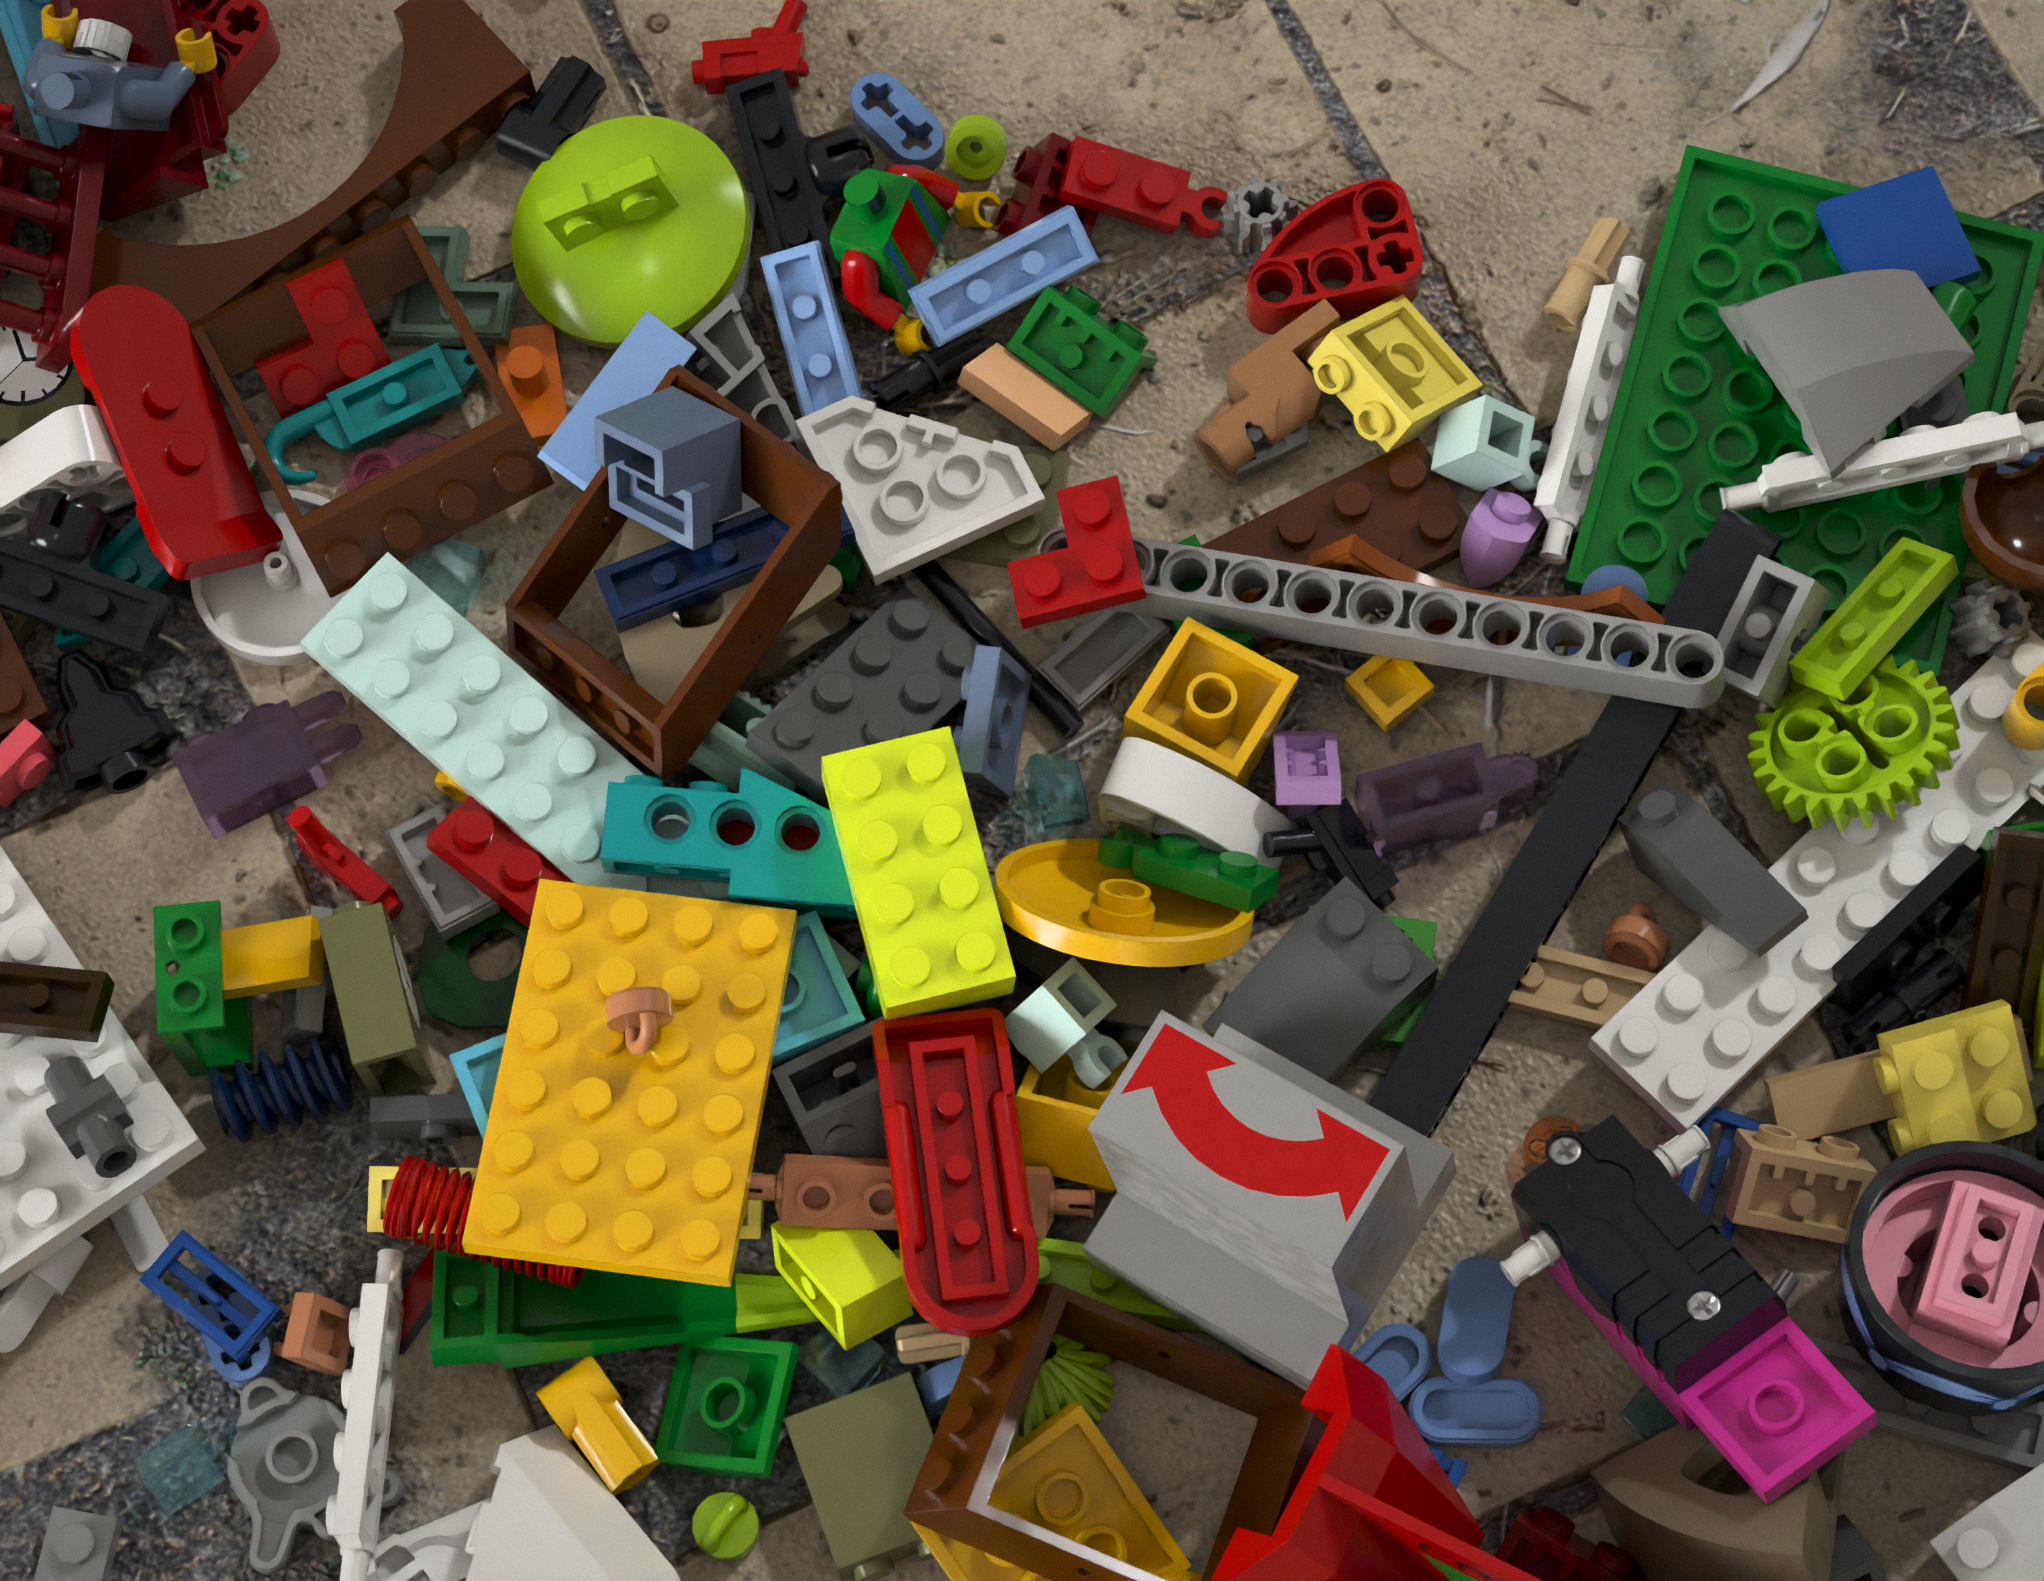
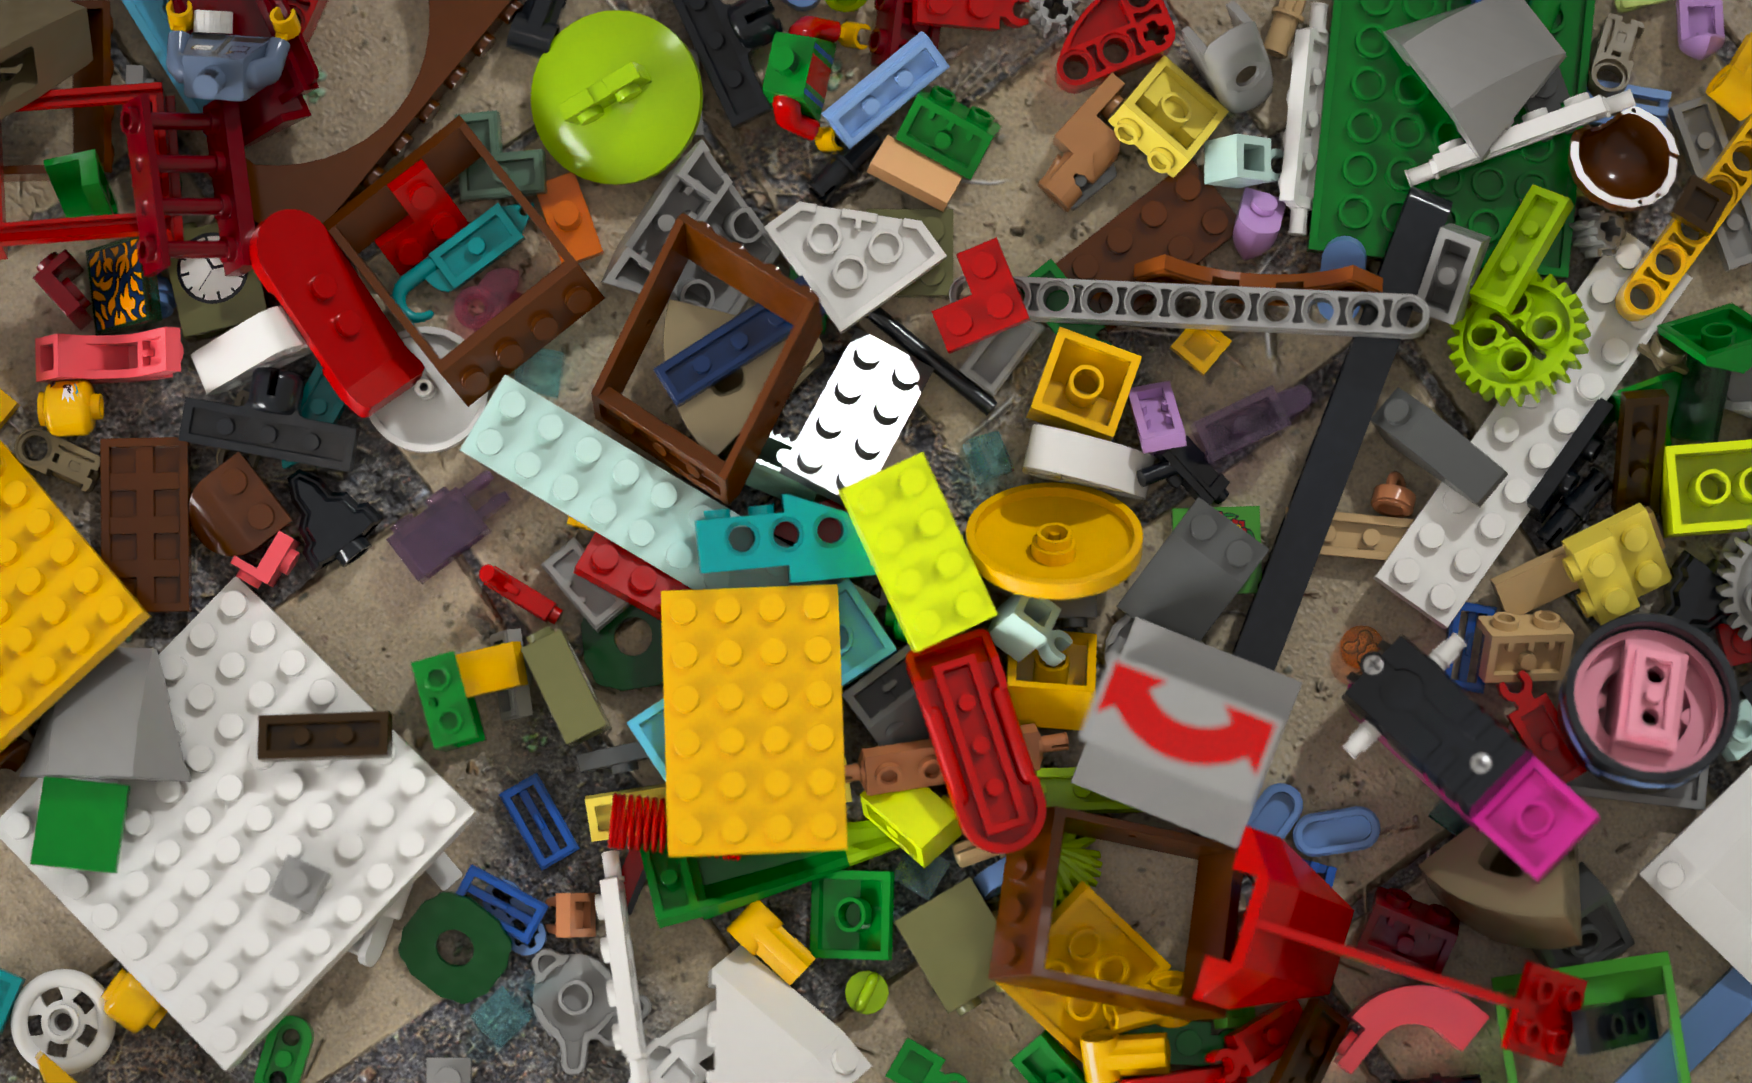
camera: 15 degrees left, 15 degrees up
(90, 1116) = (403, 813): dark grey axle -> none
(182, 1338) = (485, 931): none -> dark green piece
(281, 1089) = (513, 756): dark blue piece -> none
(317, 1245) = (557, 853): none -> blue tile
(626, 377) = (639, 236): light blue tile -> none
(639, 1015) = (754, 679): nougat tile -> none
(672, 464) = (694, 287): sand blue plate -> none
(811, 326) = (759, 153): light blue tile -> none
(993, 720) = (940, 407): sand blue plate -> none
(1186, 867) = (1093, 506): green plate -> none
(1475, 1321) = (1327, 774): medium blue tile -> none
(1476, 298) = (1228, 56): none -> light grey piece
(1808, 1291) = (1539, 729): none -> red plate

